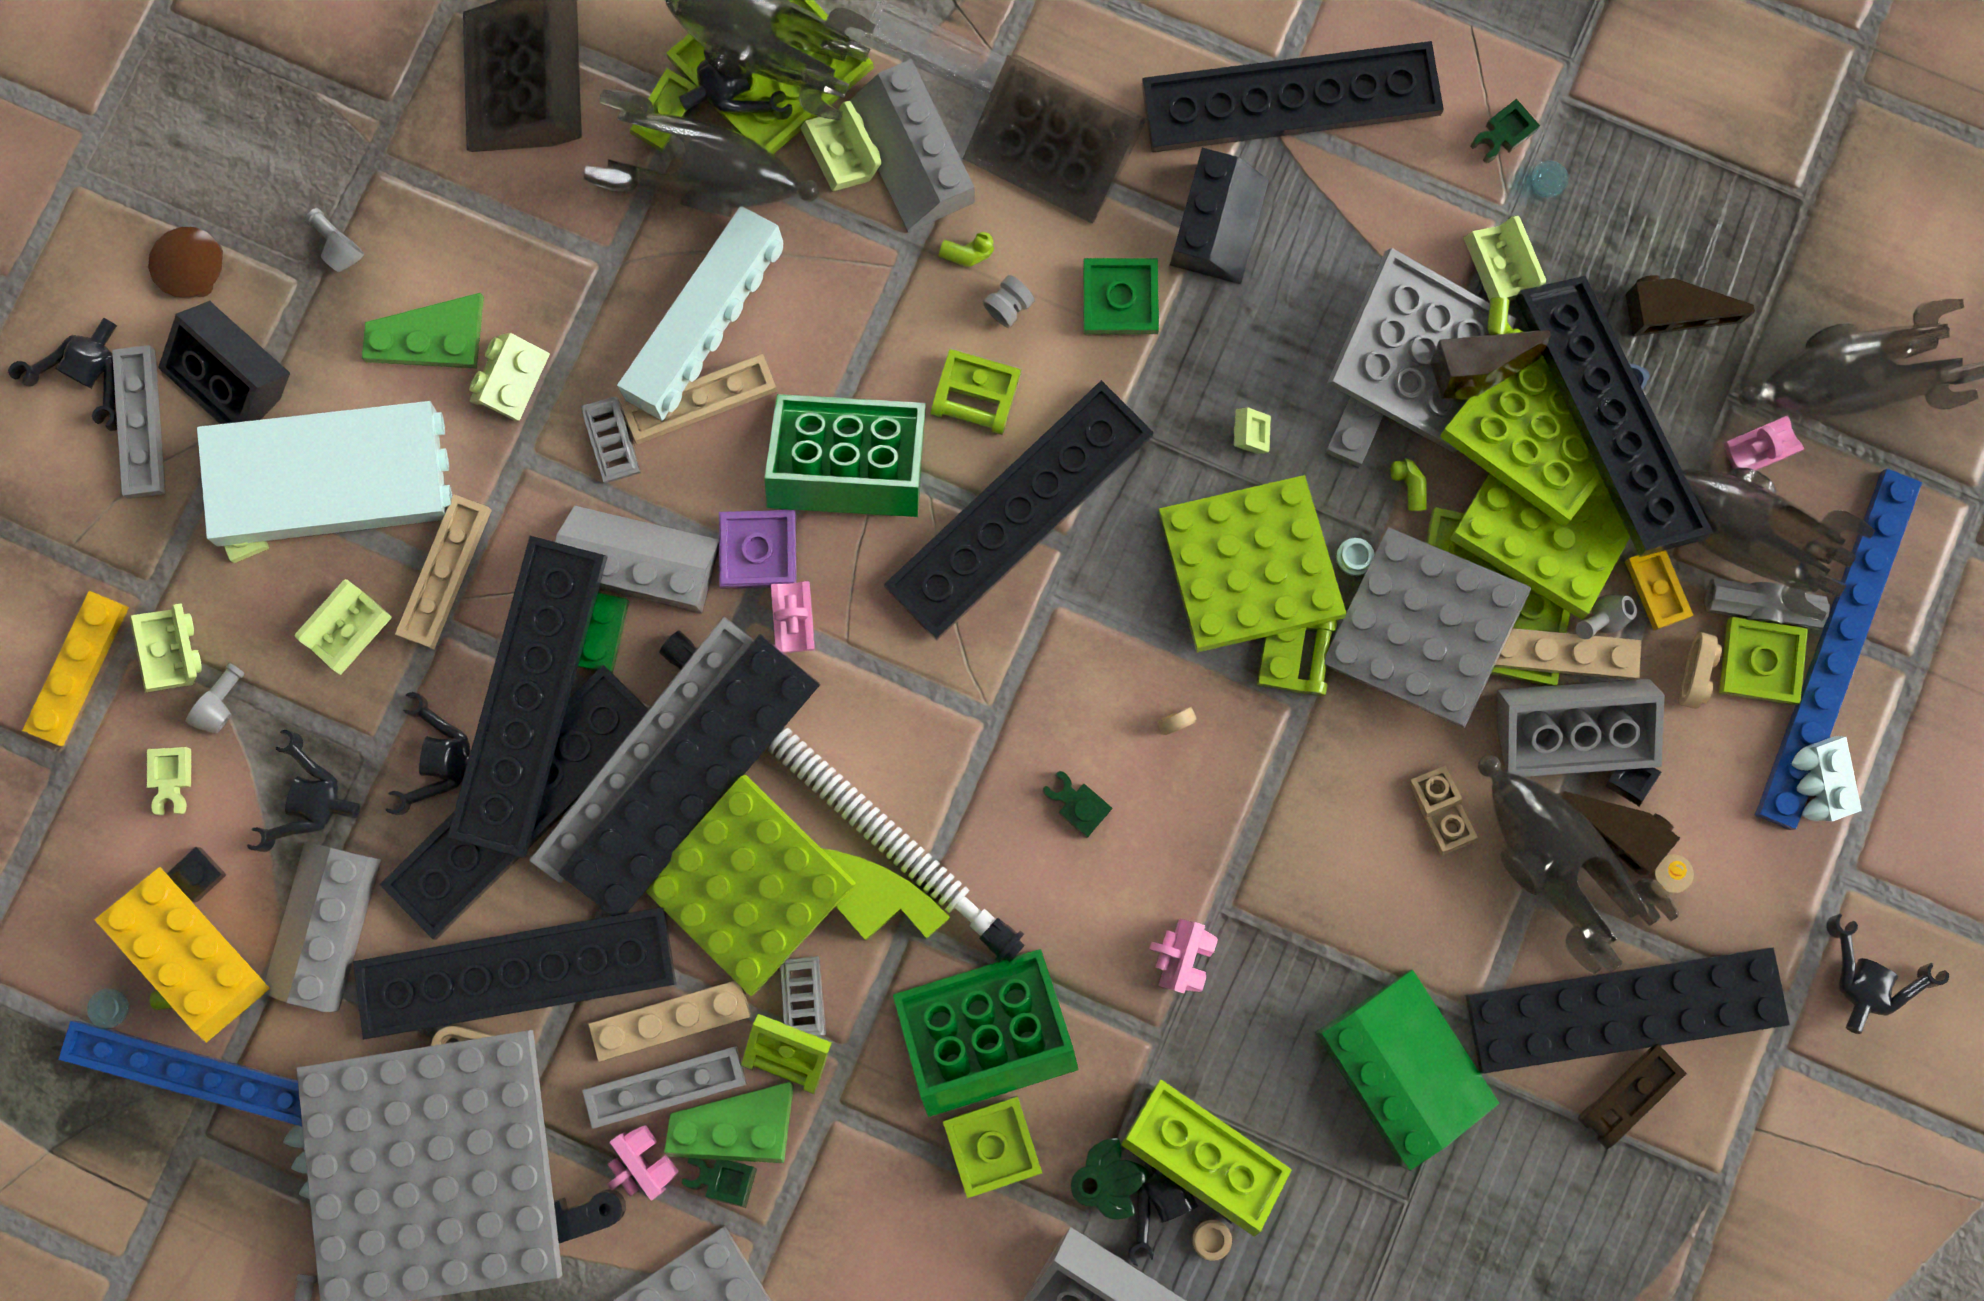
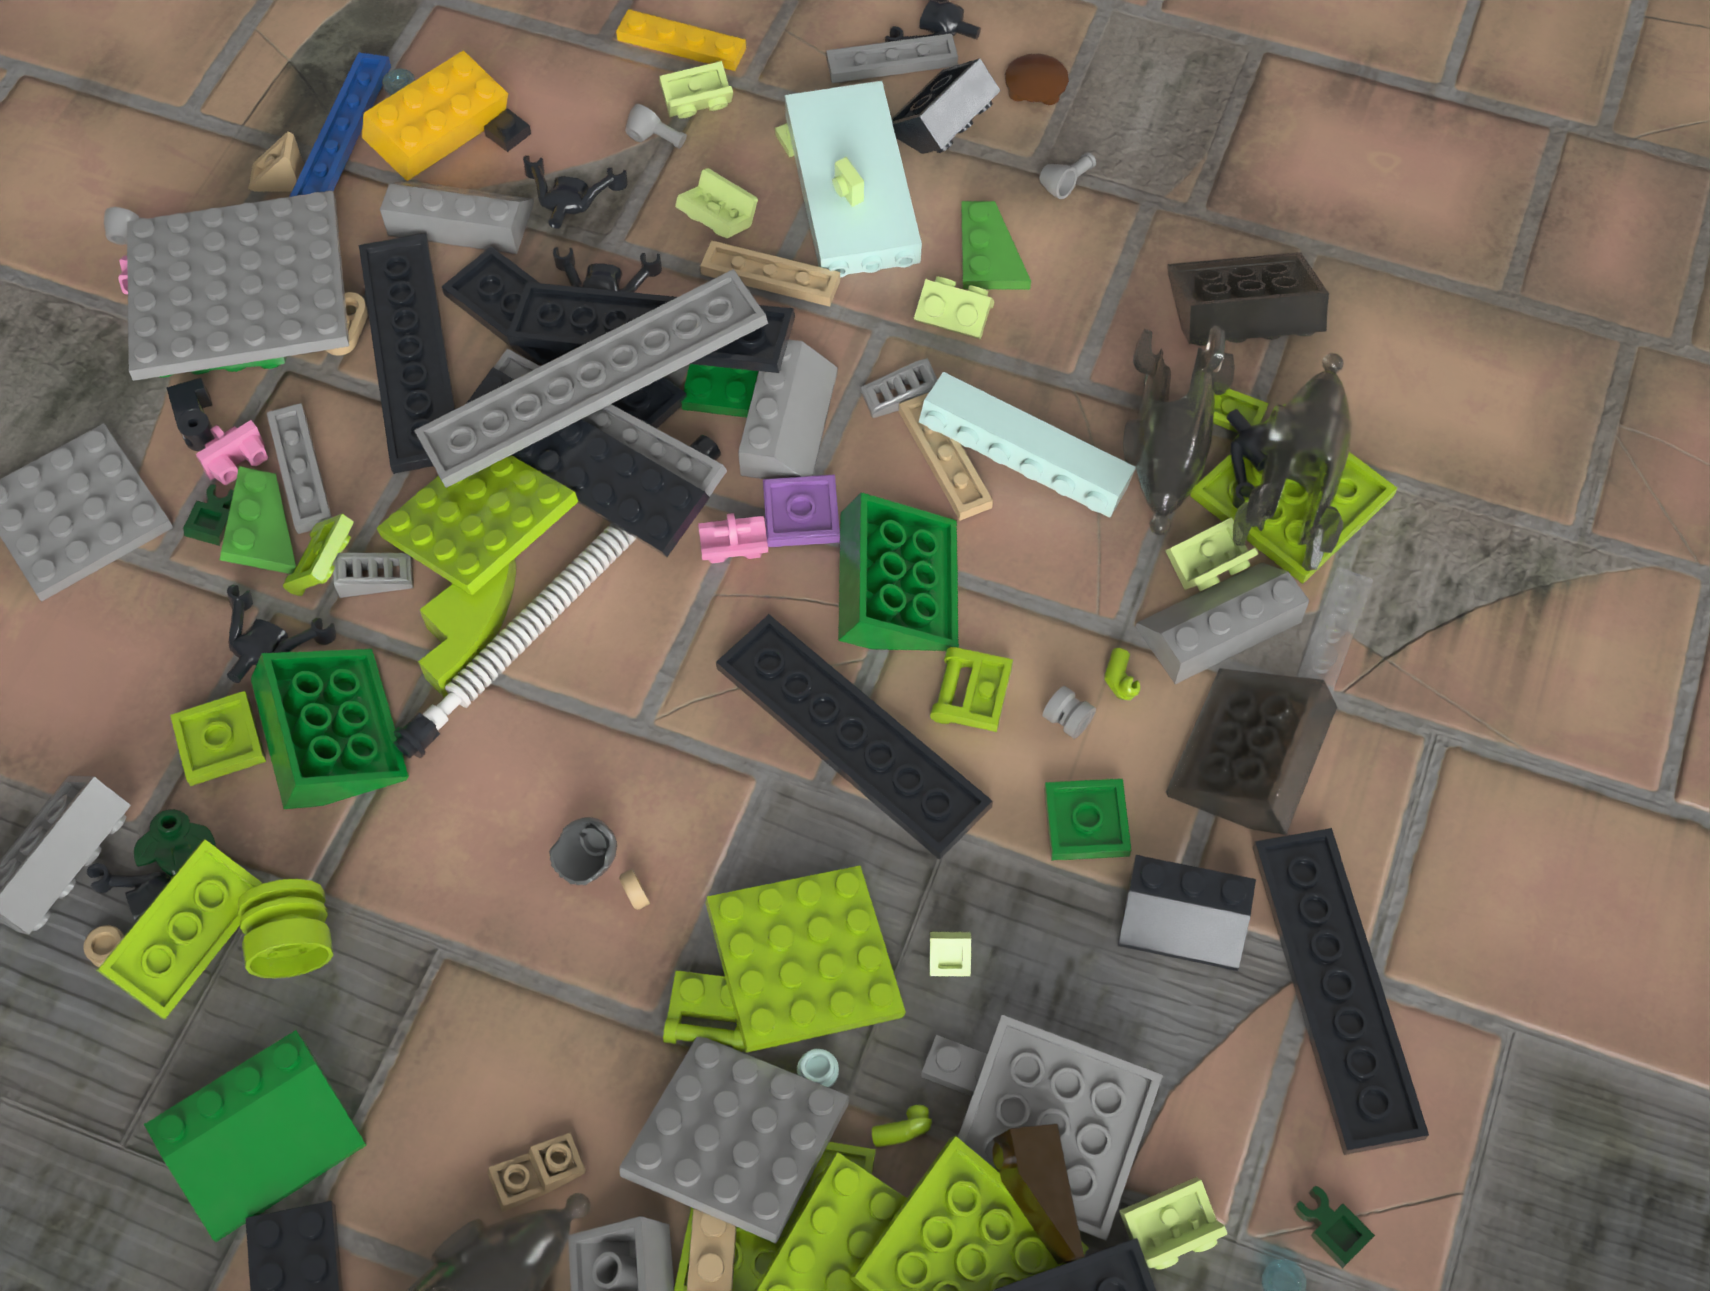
camera: 90 degrees right, 20 degrees down
(167, 772) = (590, 103): yellowish green plate -> none
(232, 1149) = (278, 167): none -> tan slope
(349, 471) = (848, 182): none -> yellowish green plate
(602, 755) = (590, 377): none -> light grey plate
(669, 1020) = (360, 470): tan plate -> none
(883, 1109) = (264, 636): none -> black piece
(1082, 807) = (550, 807): dark green plate -> none
(1139, 768) = (583, 851): none -> dark grey hair
(1179, 953) = (407, 911): bright pink hips -> none
(1216, 1053) = (284, 928): none -> lime wheel
(1498, 317) = (1092, 1211): lime arm -> none

